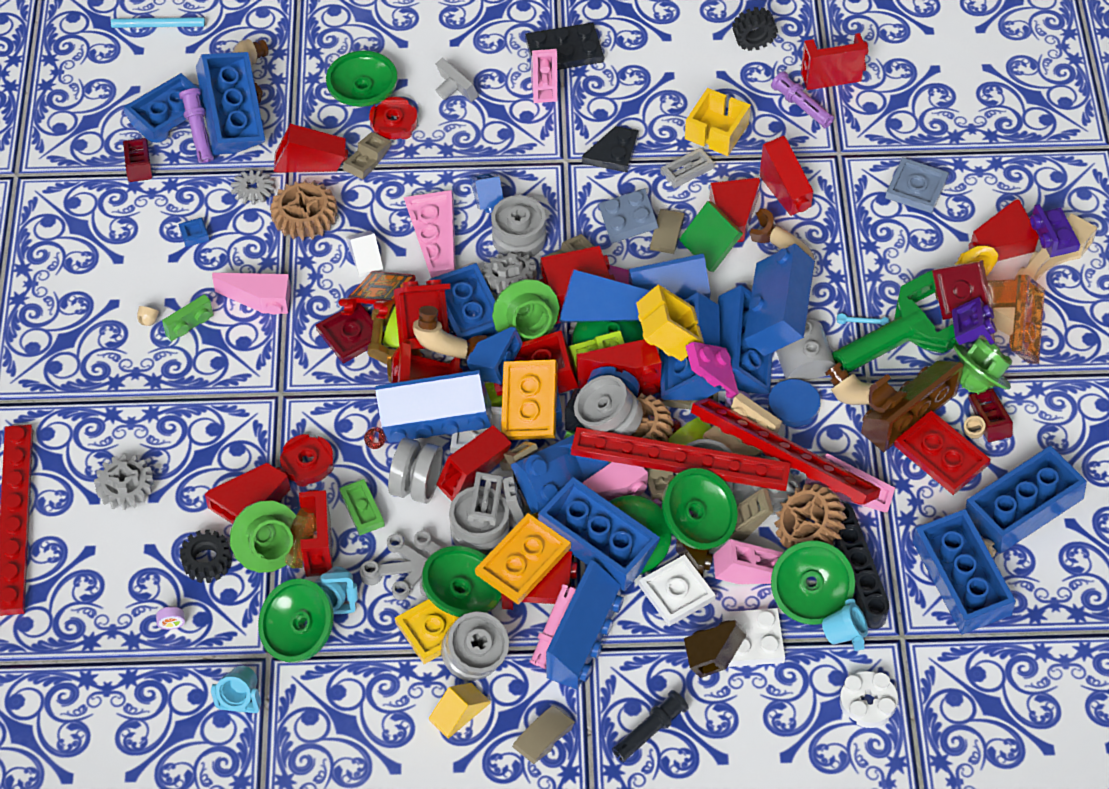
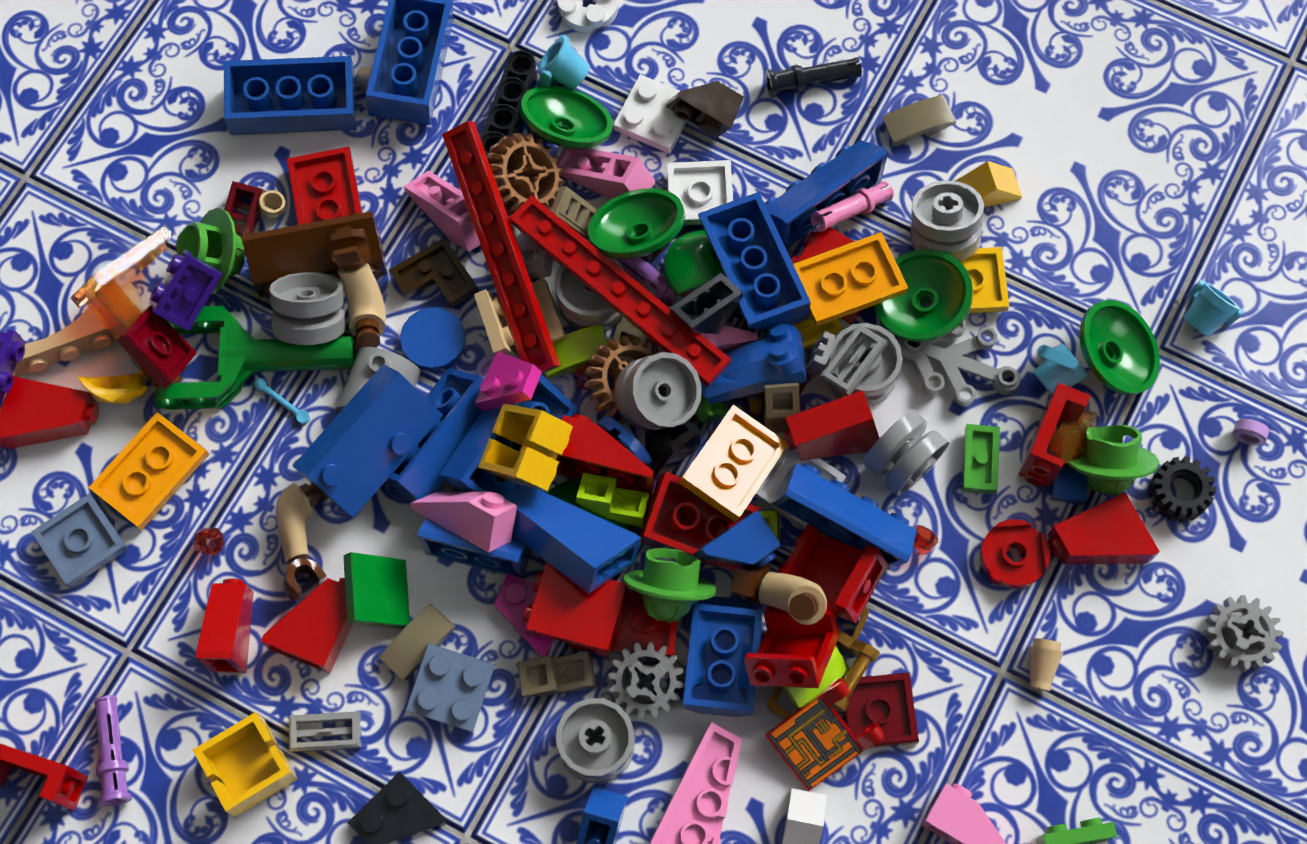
camera: 150 degrees left, 15 degrees up
(255, 405) = (1043, 662): none -> tan cone
(617, 475) = (707, 305): none -> black slope
(683, 281) = (475, 516): none -> bright pink slope
(831, 441) = (435, 266): none -> dark brown plate
(839, 221) = (216, 541): none -> clear red hinge
(886, 353) = (307, 308): none -> light grey wheel
(909, 239) = (149, 471): none -> light orange plate

